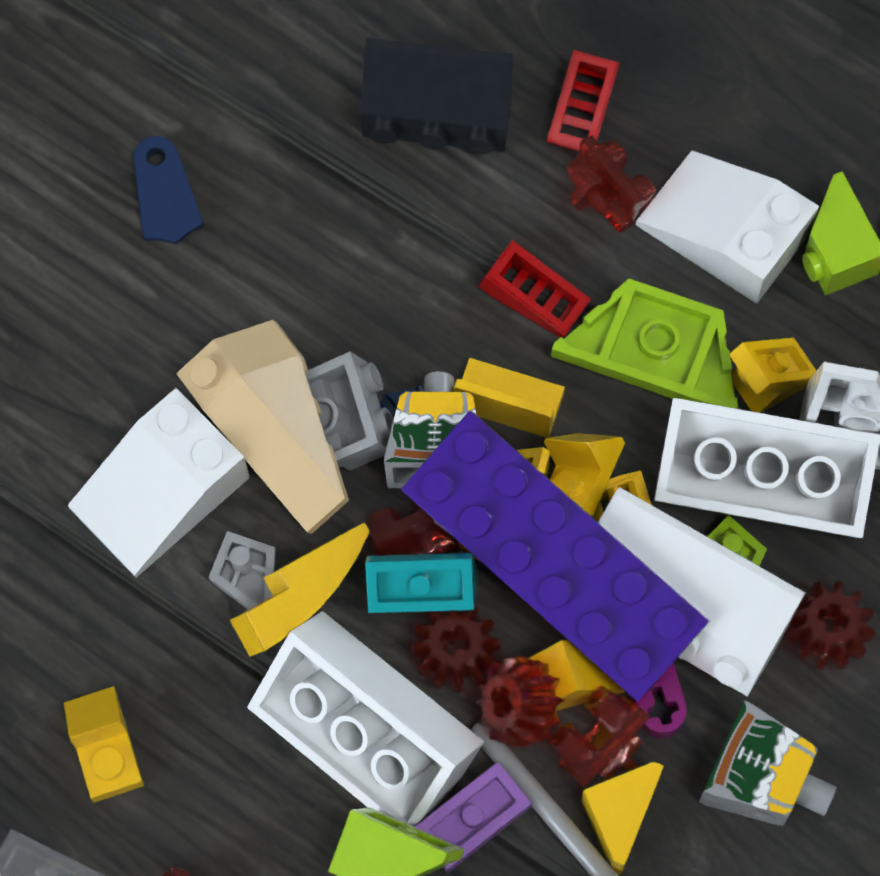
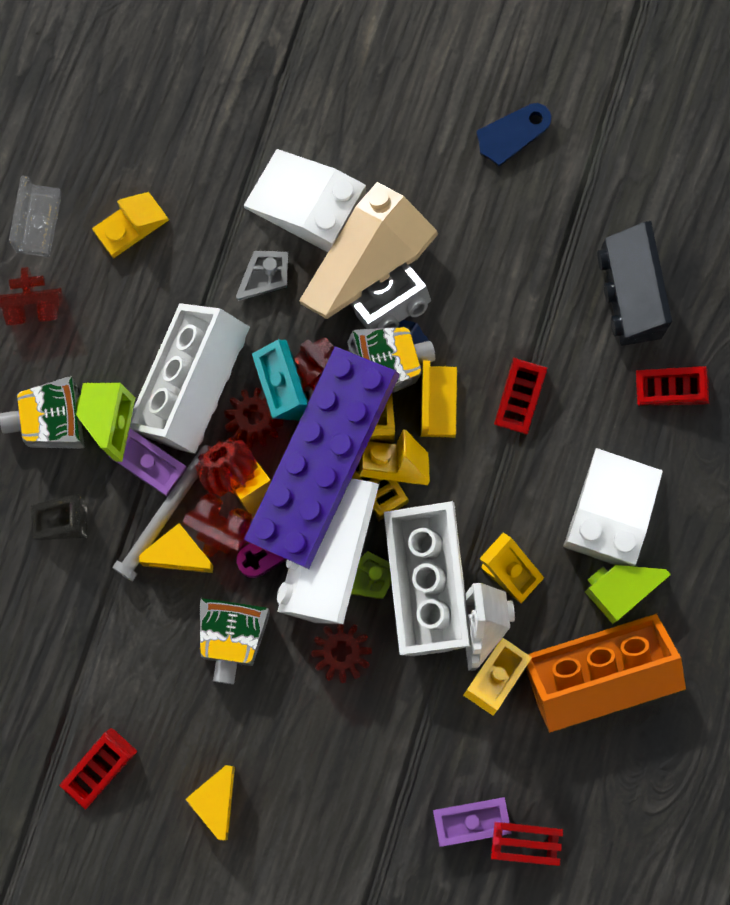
camera: 70 degrees right, 10 degrees up
(299, 591) = (259, 309): yellow slope -> none
(605, 186) = (610, 415): clear red hips -> none
(655, 344) = (506, 486): lime wing -> none

